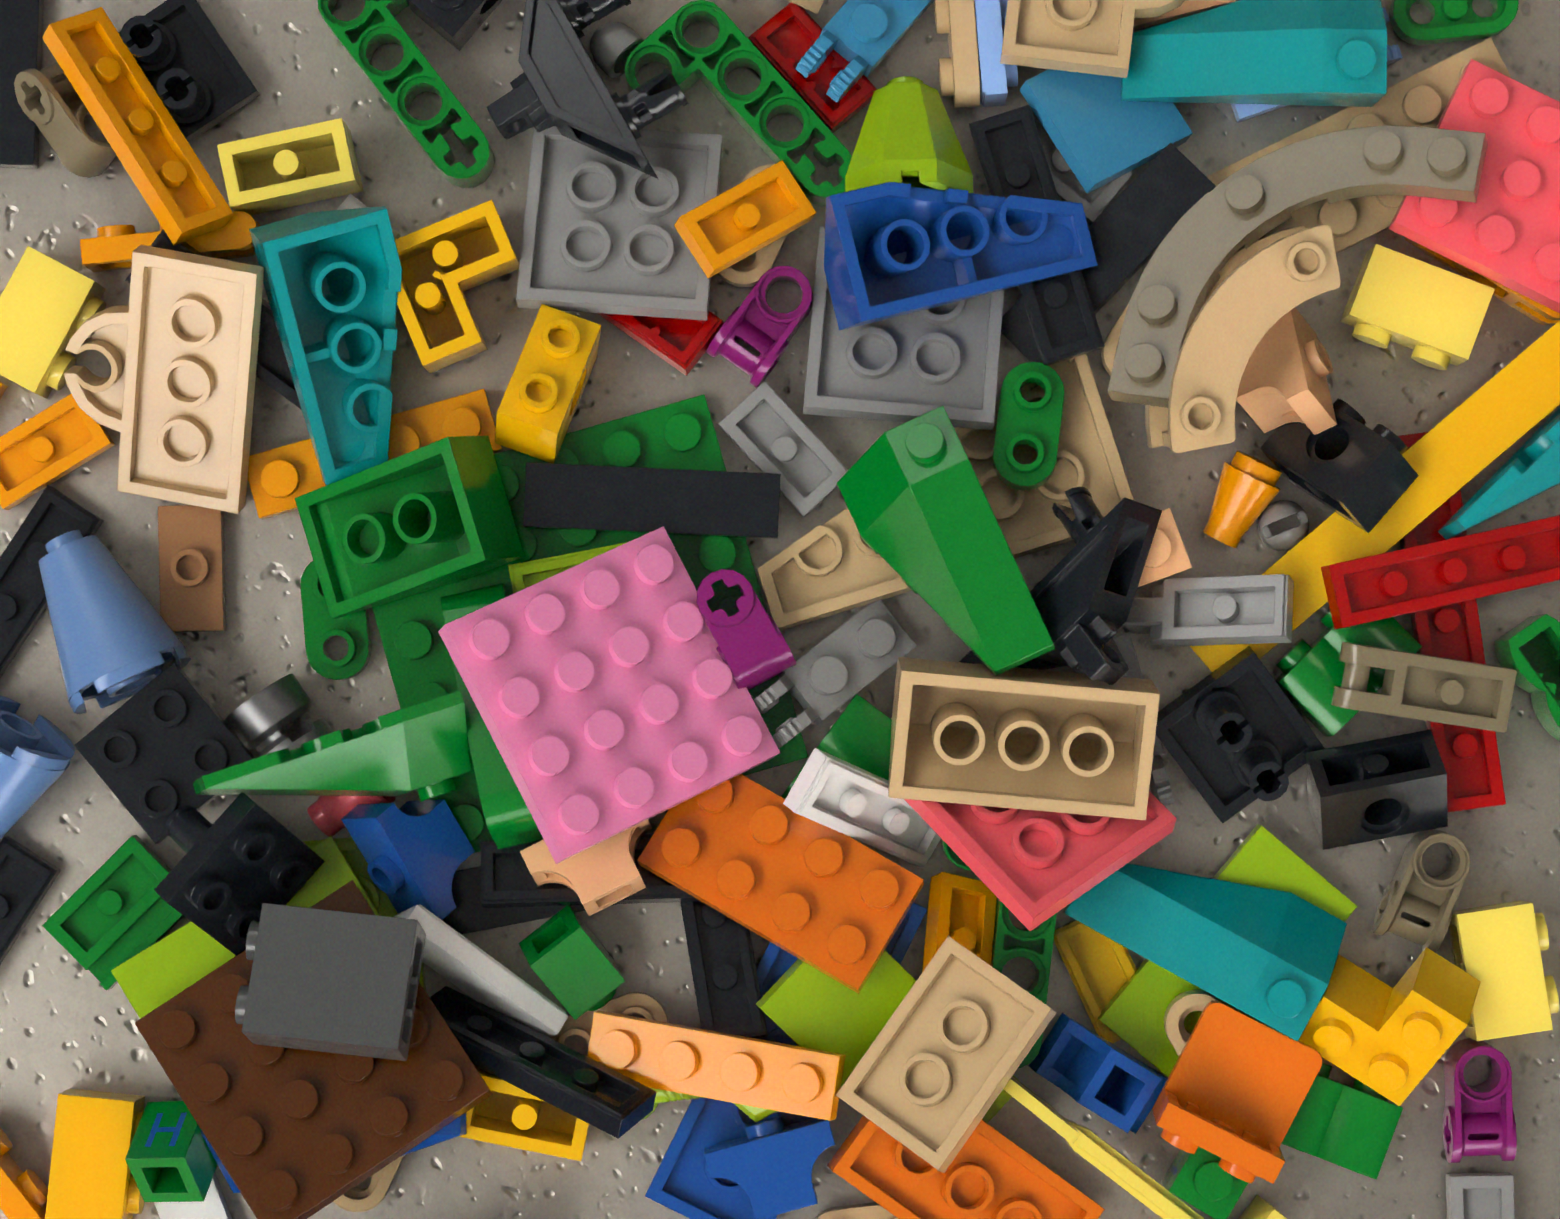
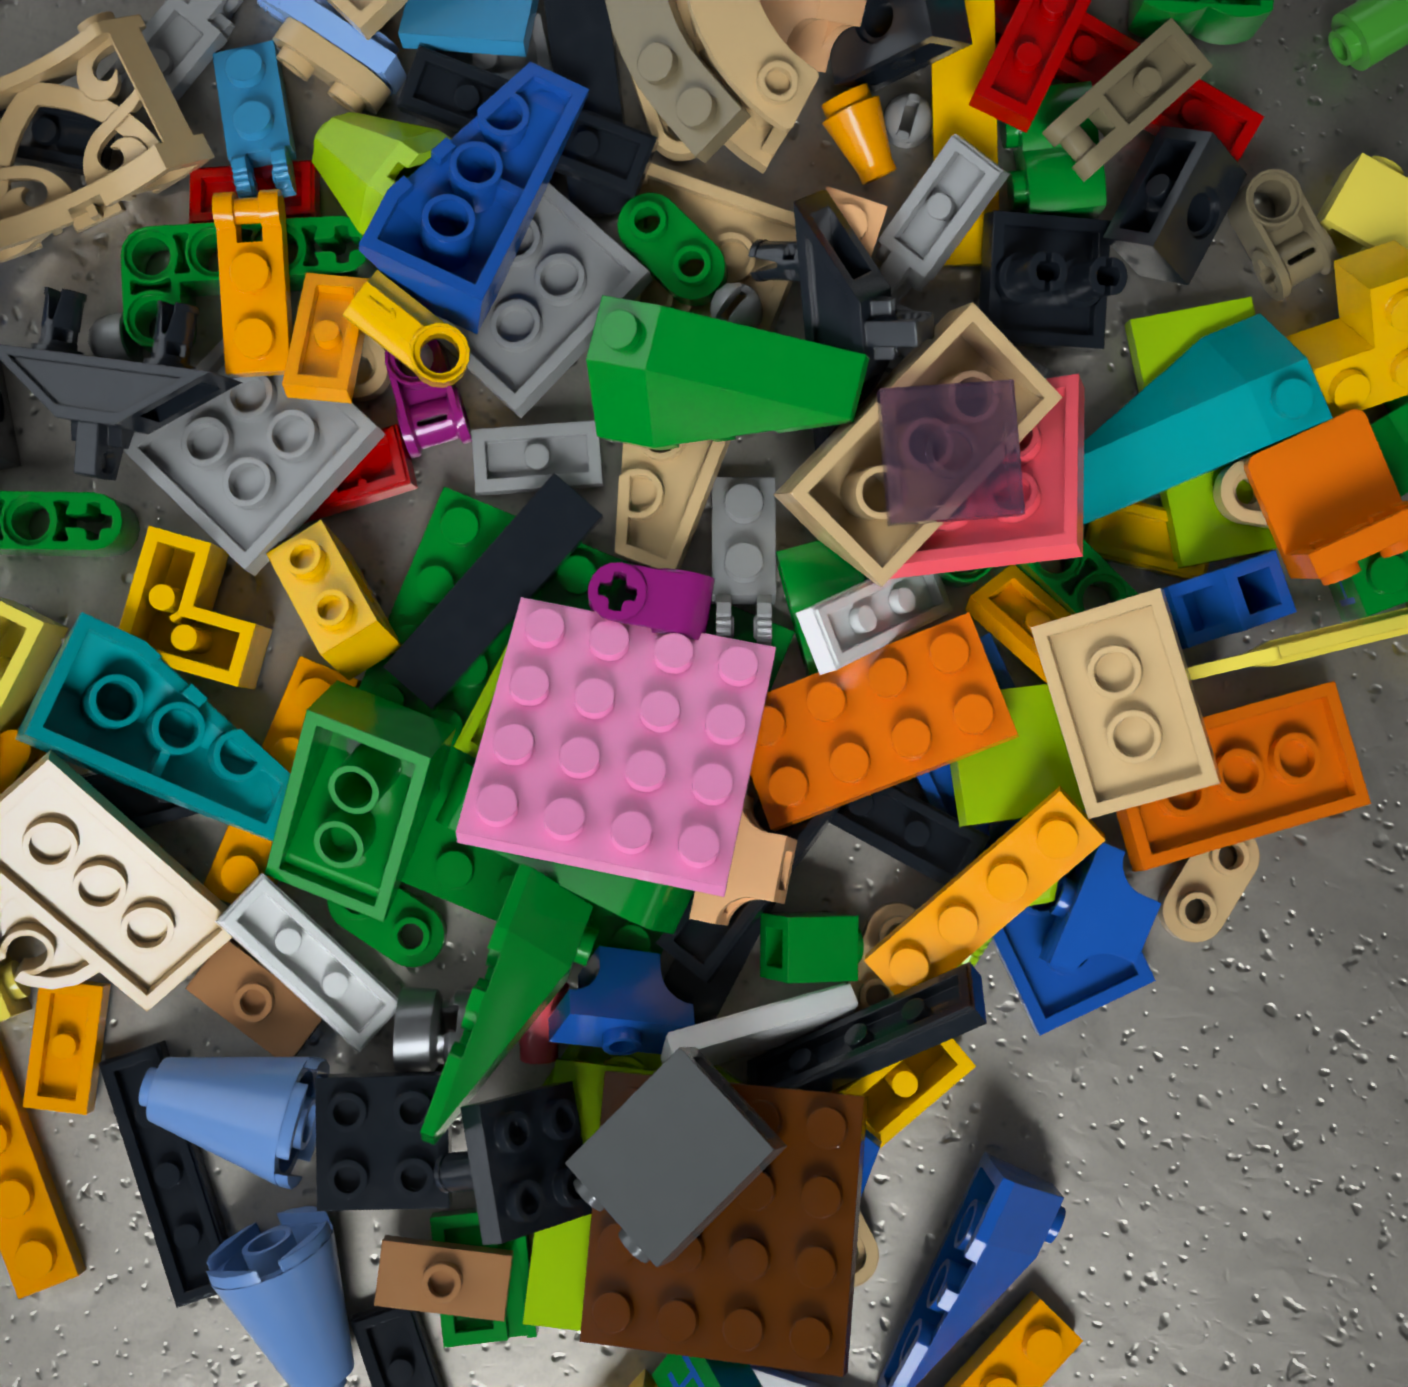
camera: 55 degrees left, 0 degrees up
(96, 883) = (444, 1278): none -> medium nougat plate
(254, 586) = (309, 962): none -> white tile
(740, 129) = (254, 284): none -> light orange plate
(797, 274) = (404, 328): none -> yellow piece
(1020, 526) = (747, 313): none -> light grey hinge
(1029, 768) = (950, 452): none -> clear purple tile

